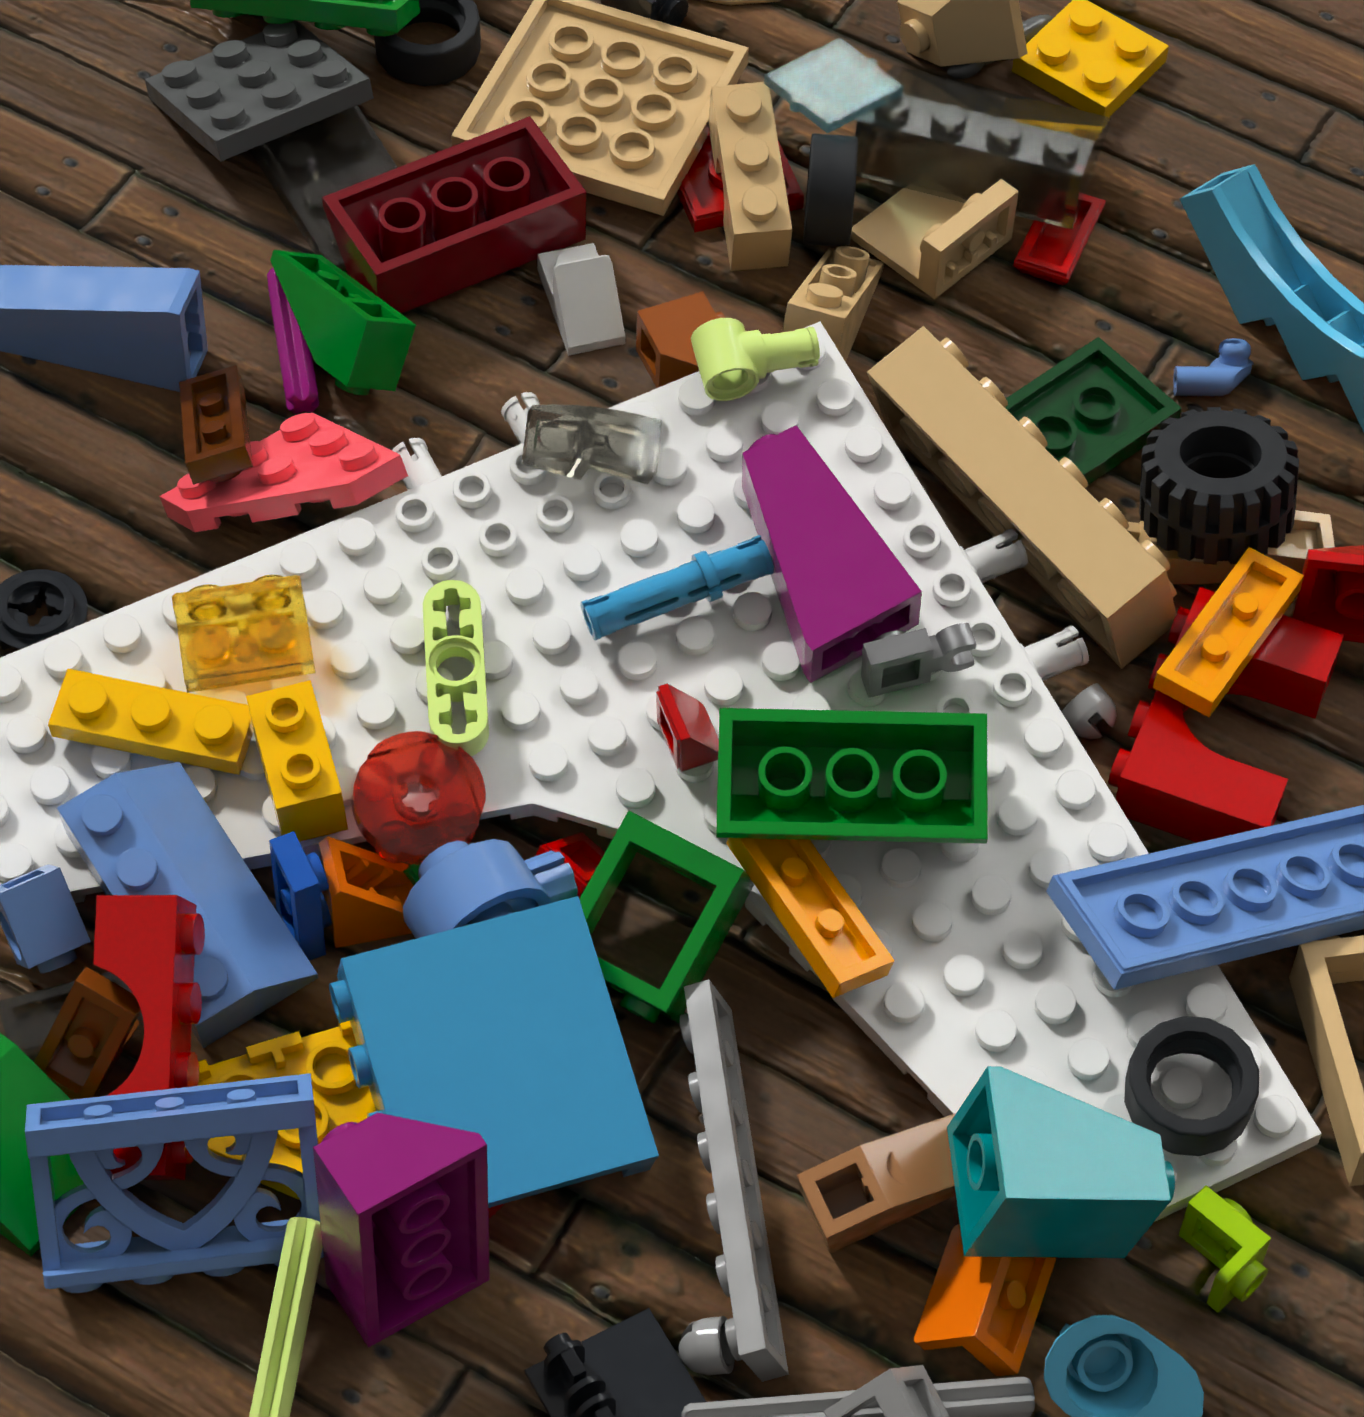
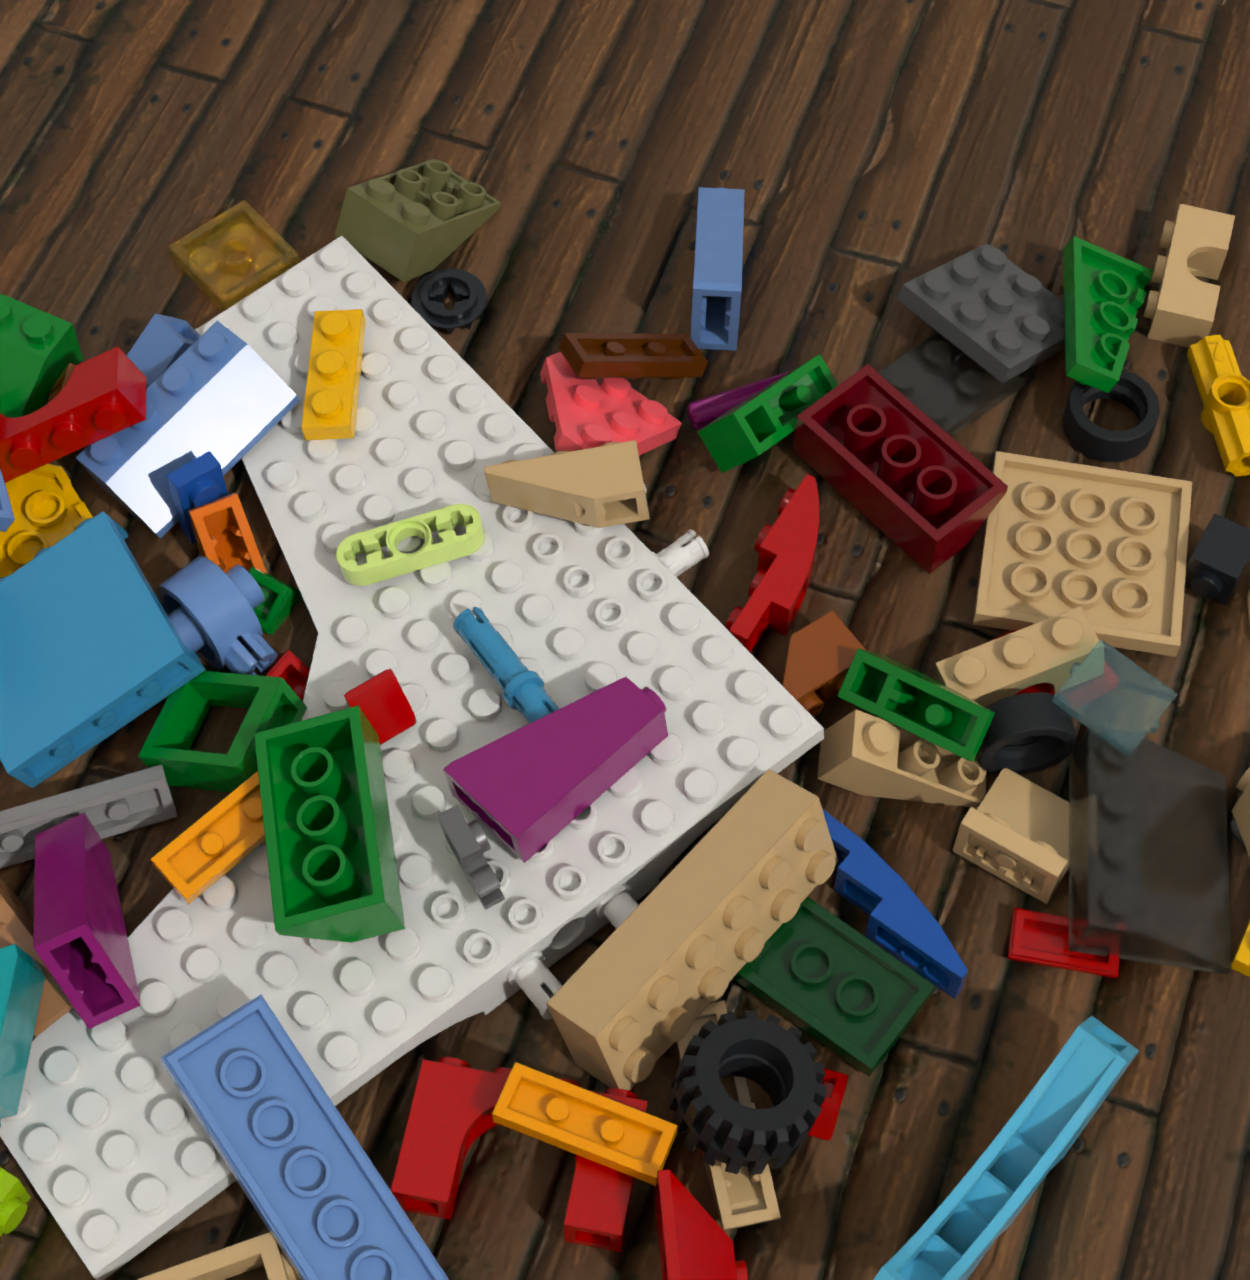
camera: 80 degrees right, 5 degrees up
(243, 632) = (412, 407): clear yellow bracket -> none
(297, 761) = (299, 460): yellow brick -> none
(383, 782) = (298, 576): clear red plate -> none
(447, 468) = (581, 486): none -> tan slope
(541, 346) = (782, 568): none -> red slope
(582, 297) = (863, 580): white slope -> none
(585, 437) = (636, 582): clear smoke slope -> none
(736, 359) = (745, 661): yellowish green pin -> none
(788, 253) = (916, 703): none -> green slope
(875, 1078) = (82, 922): none -> magenta slope
(1030, 342) = (897, 916): none -> blue slope
(1088, 710) = (513, 1041): light grey hinge -> none
(1201, 1038) = (67, 1123): black tyre -> none
(1220, 376) = (935, 1108): medium blue arm -> none

